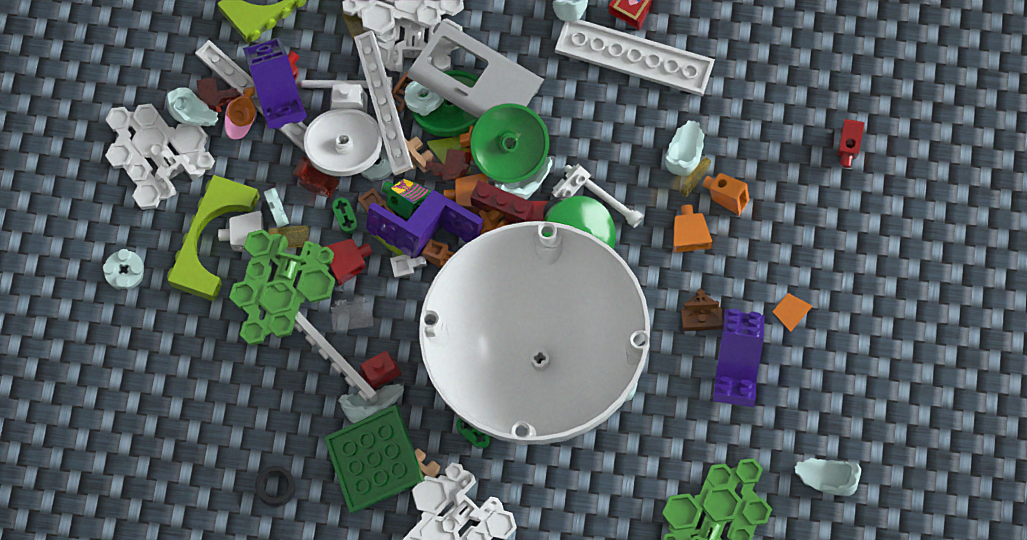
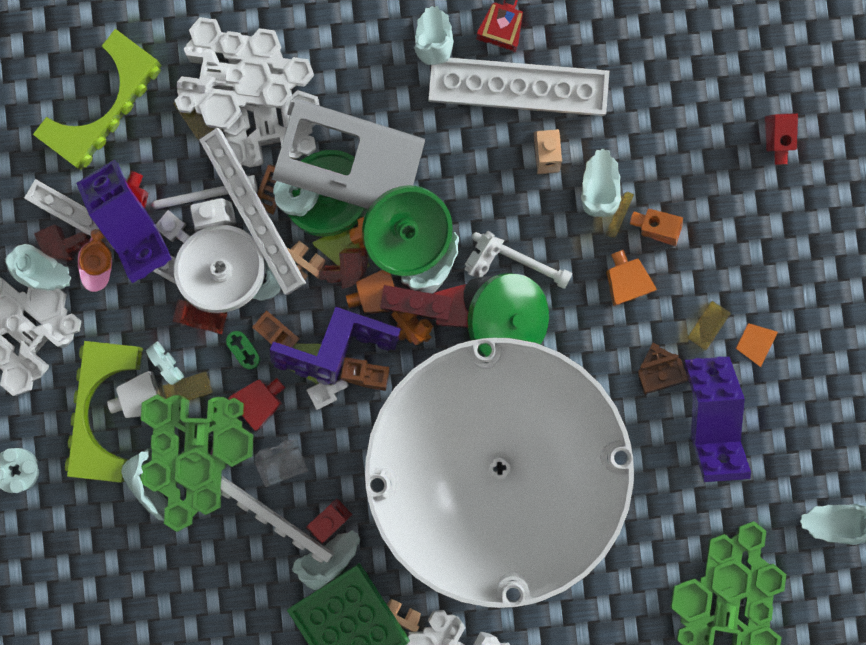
camera: 15 degrees left, 15 degrees up
(229, 309) = (131, 472): none -> light aqua hair
(312, 104) = (172, 227): none -> white plate
(405, 196) = (307, 316): green torso -> none
(646, 108) = (548, 151): none -> light nougat torso
(752, 286) = (708, 325): none -> clear yellow tile

